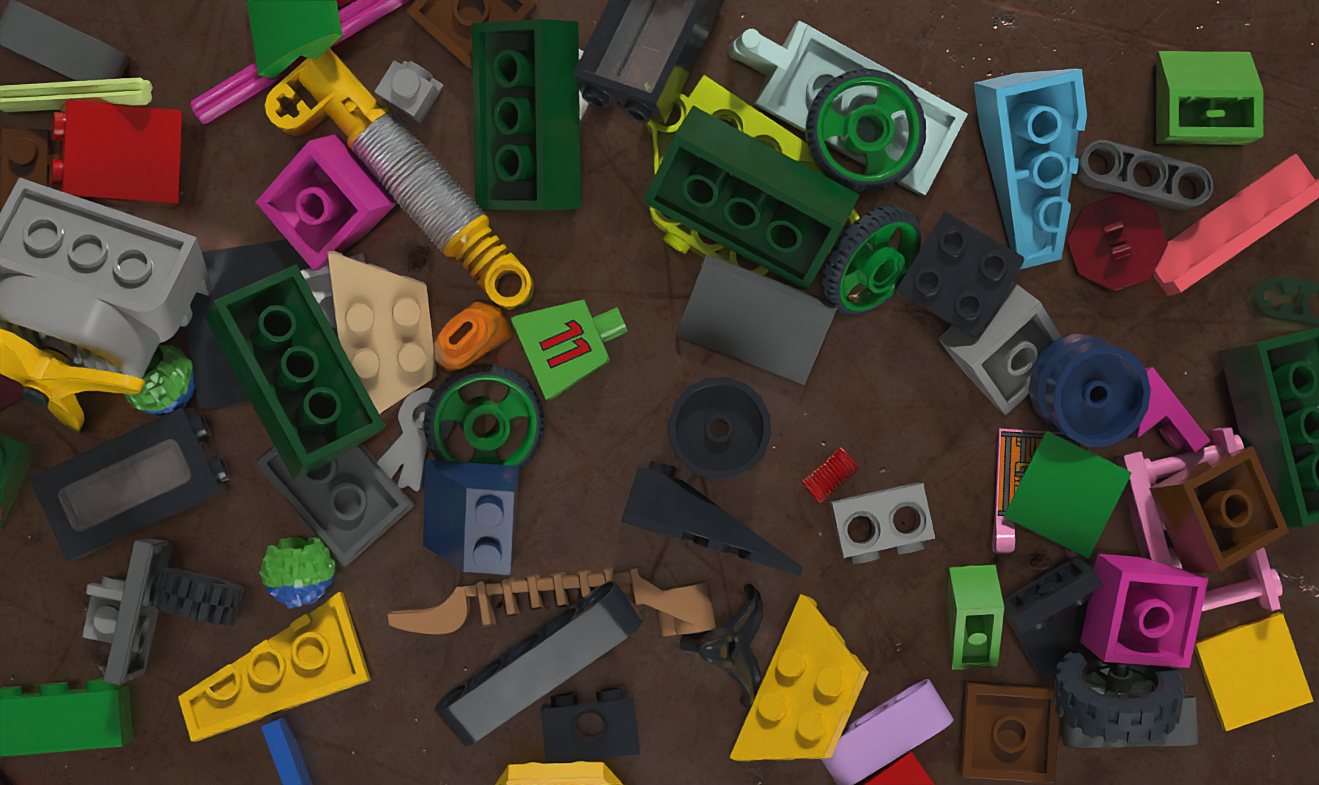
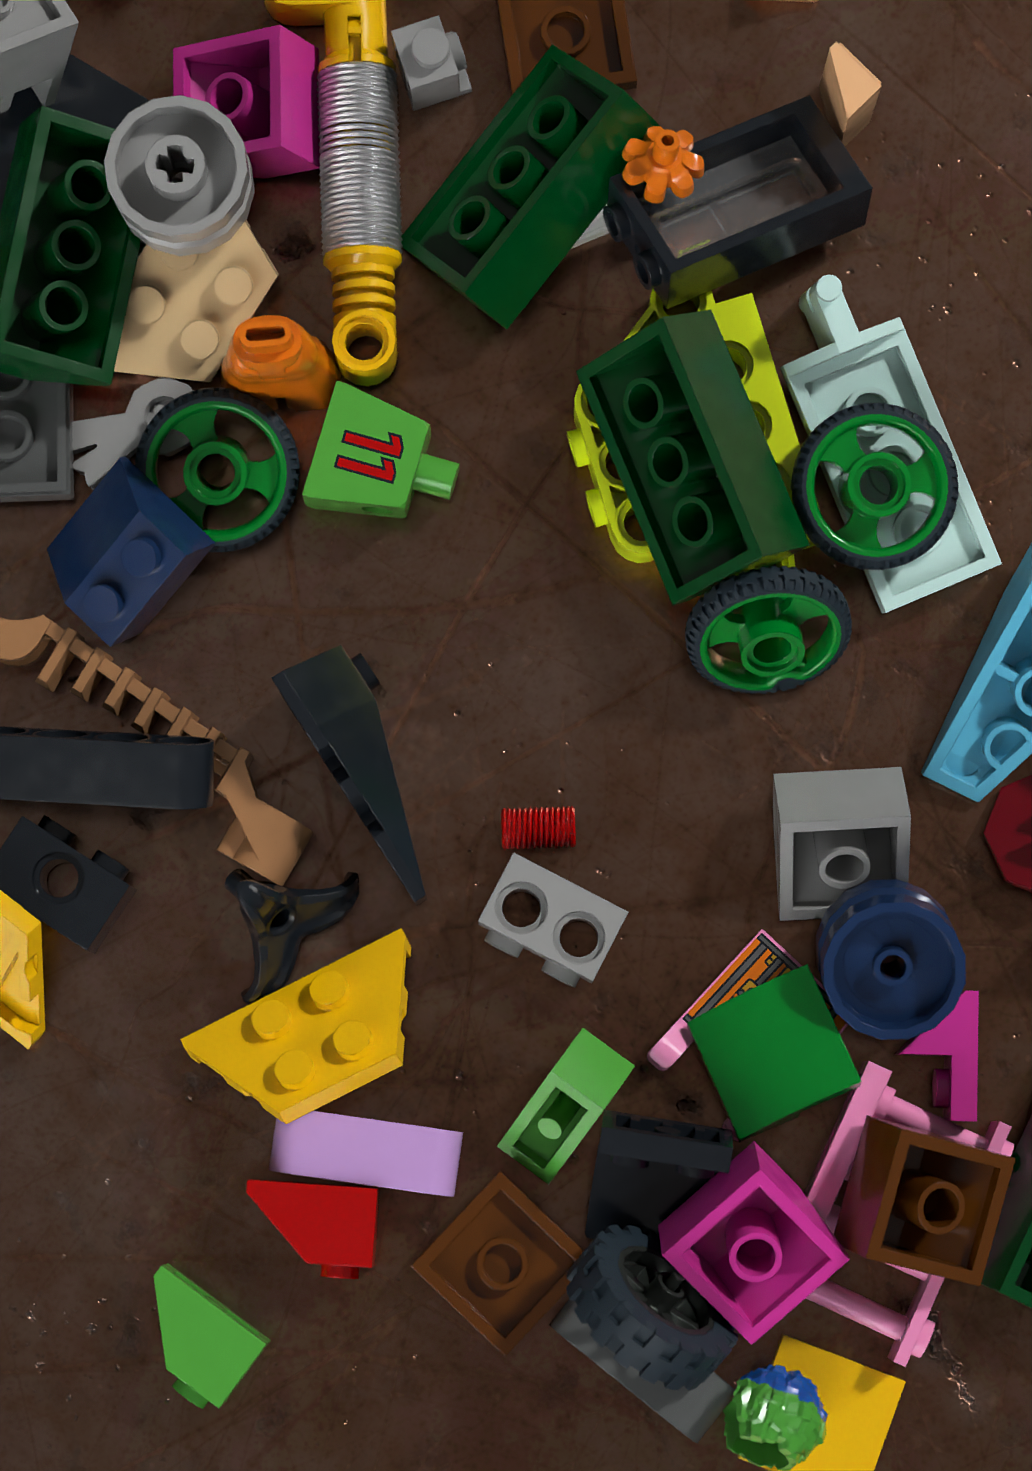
camera: 45 degrees right, 5 degrees down
(300, 269) = (174, 138): none -> light grey wheel
(595, 43) = (662, 163): none -> orange plant
(747, 428) = (461, 637): black wheel -> none
(756, 319) = (594, 594): dark grey tile -> none
(960, 275) = (850, 721): black bracket -> none
(1233, 695) = (774, 1418): none -> bright green piece

